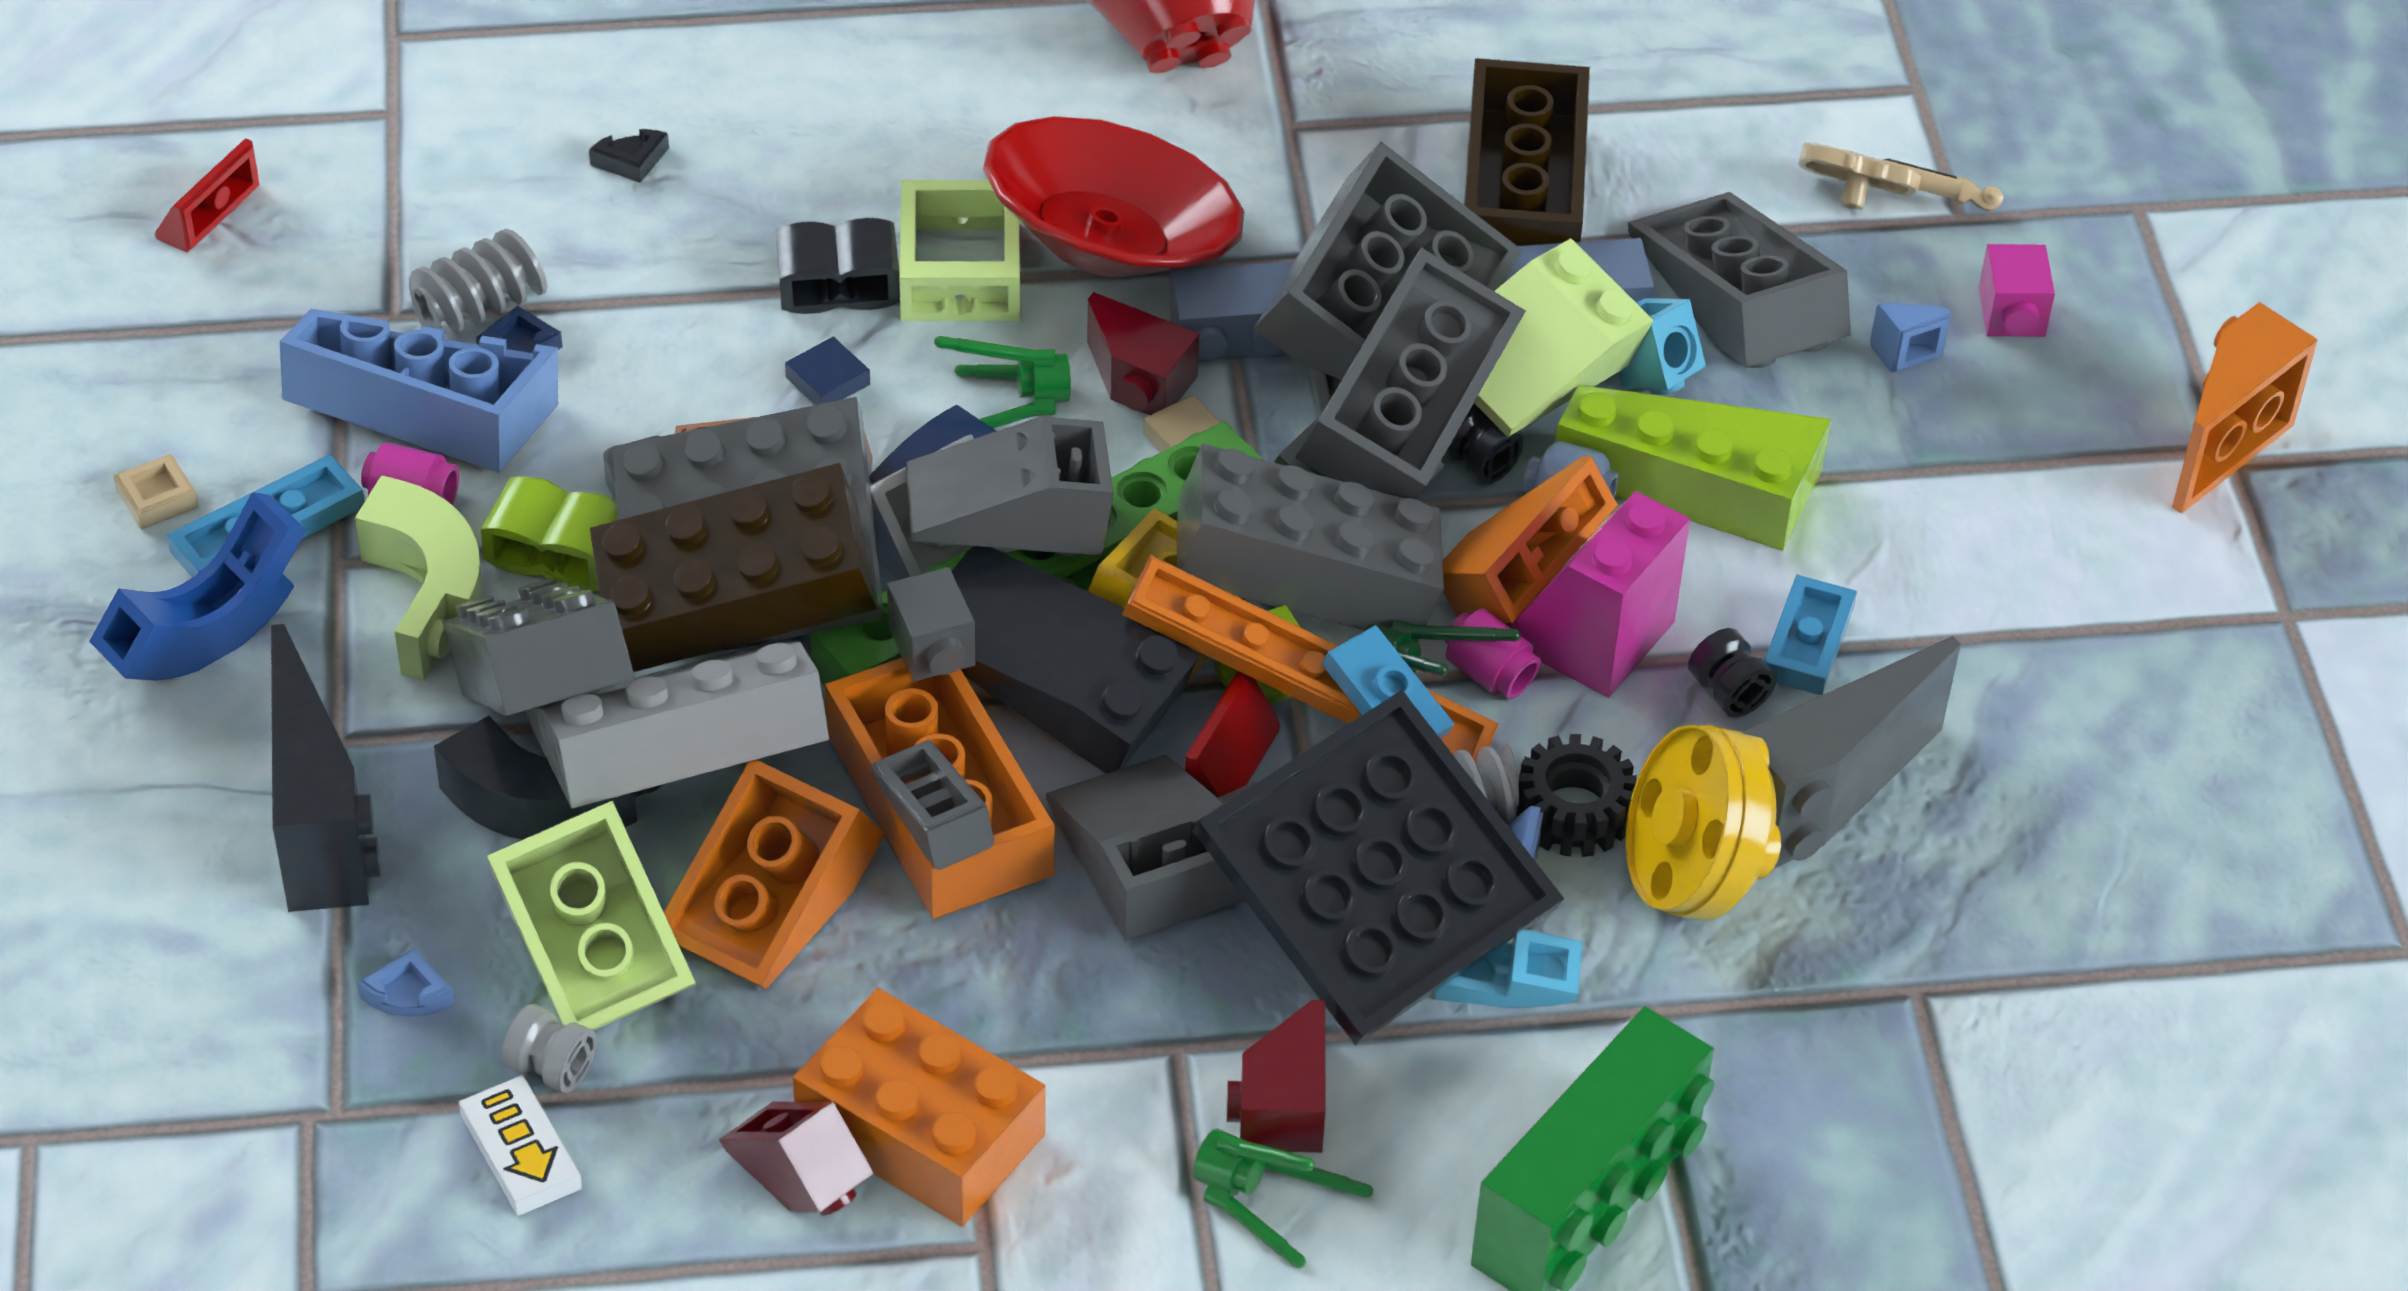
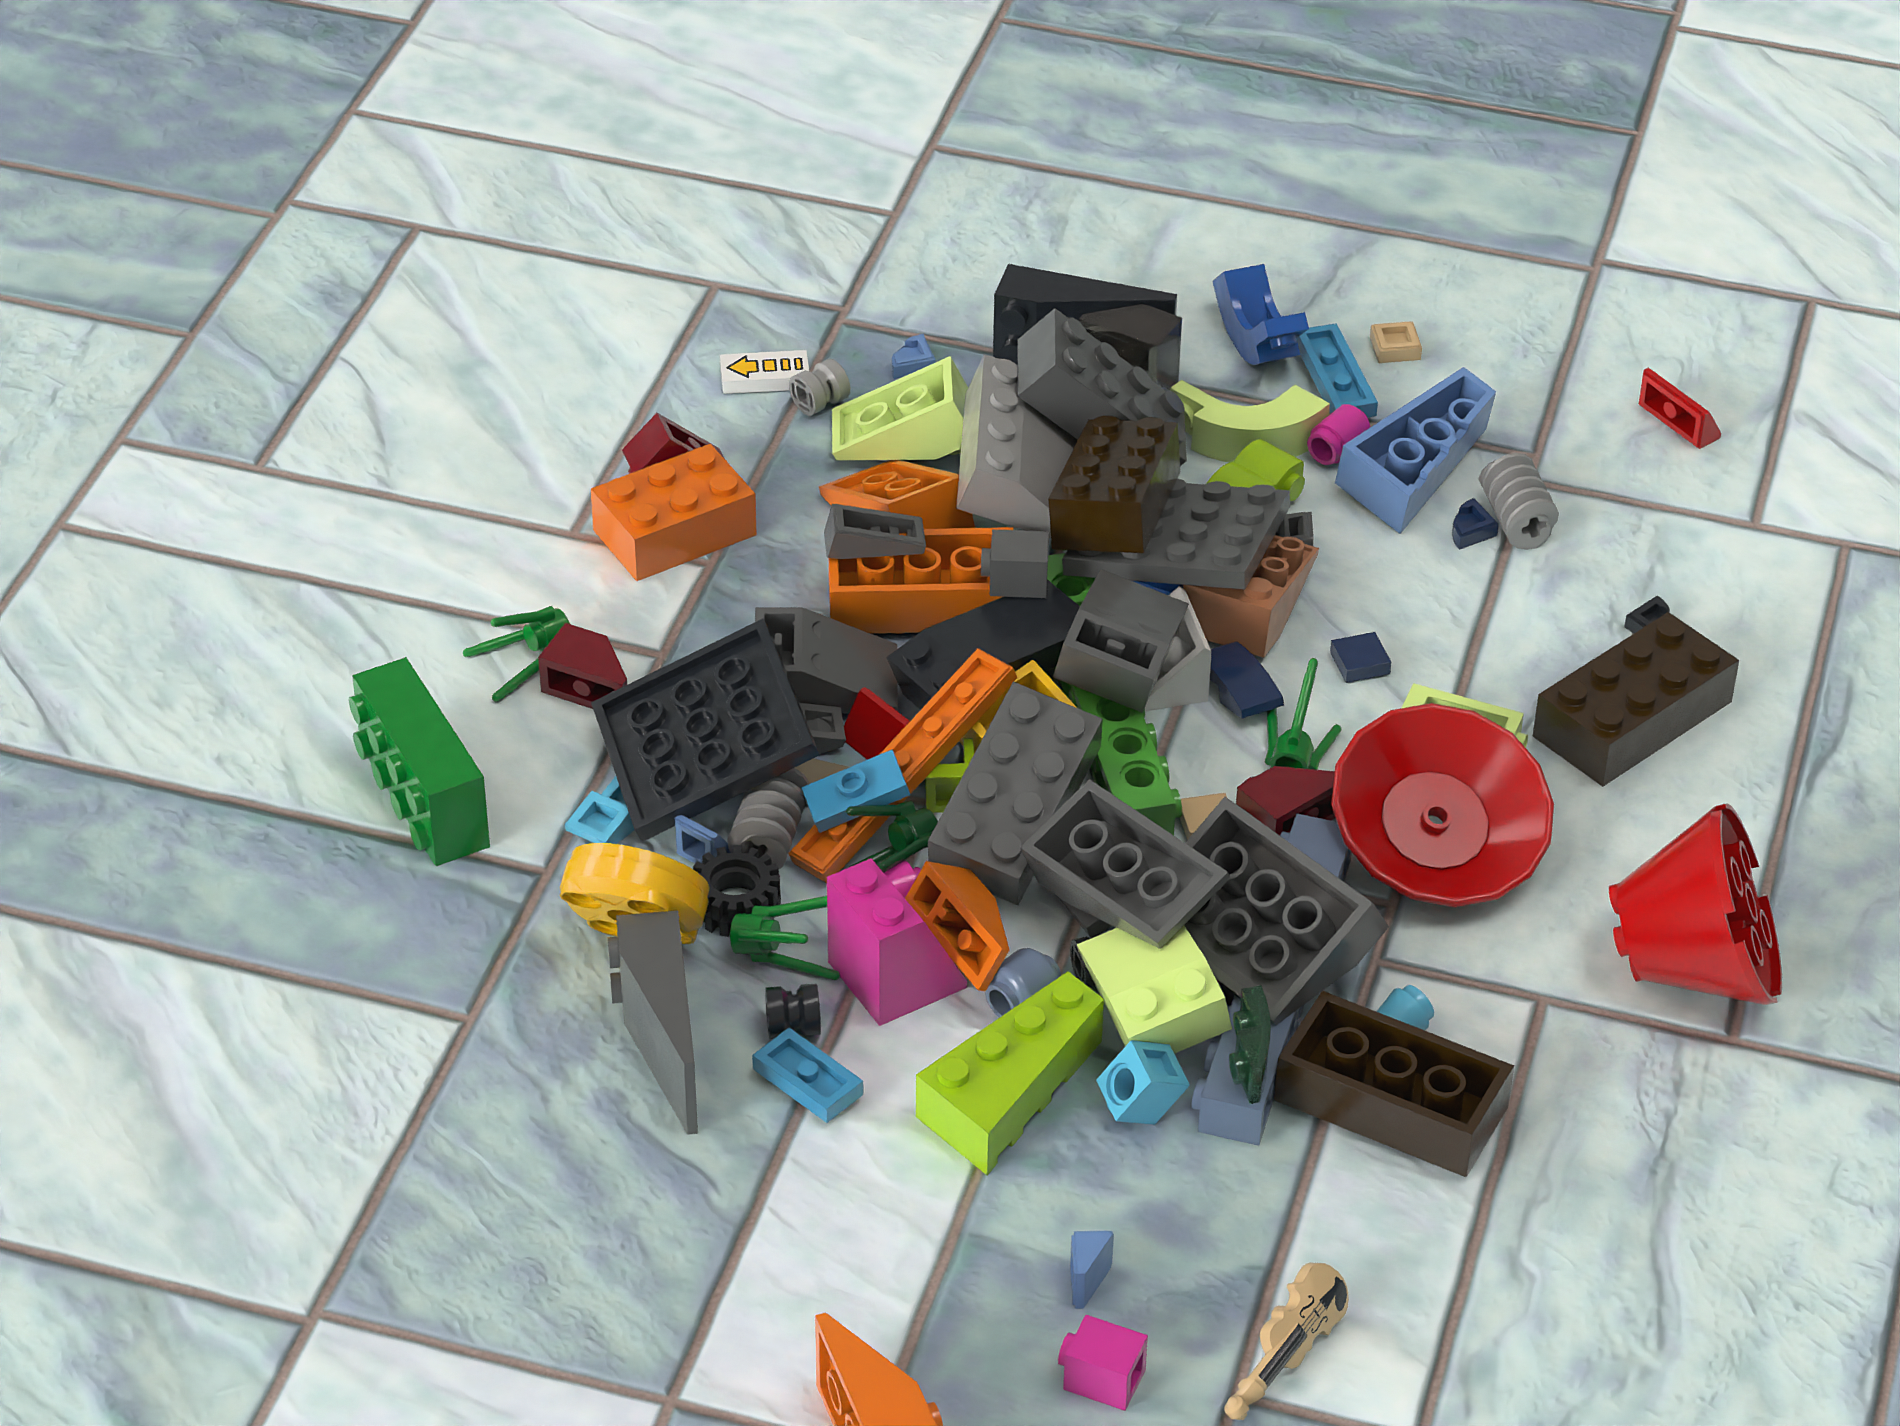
camera: 115 degrees right, 5 degrees down
(364, 686) = (1141, 338): none -> clear smoke slope
(800, 120) = (1635, 698): none -> dark brown brick
(838, 265) = (1470, 668): black brick -> none
(1601, 229) = (1252, 1030): none -> clear green slope
(1642, 724) = (760, 935): none -> green plant
(1747, 279) = (1211, 1186): dark grey slope -> none

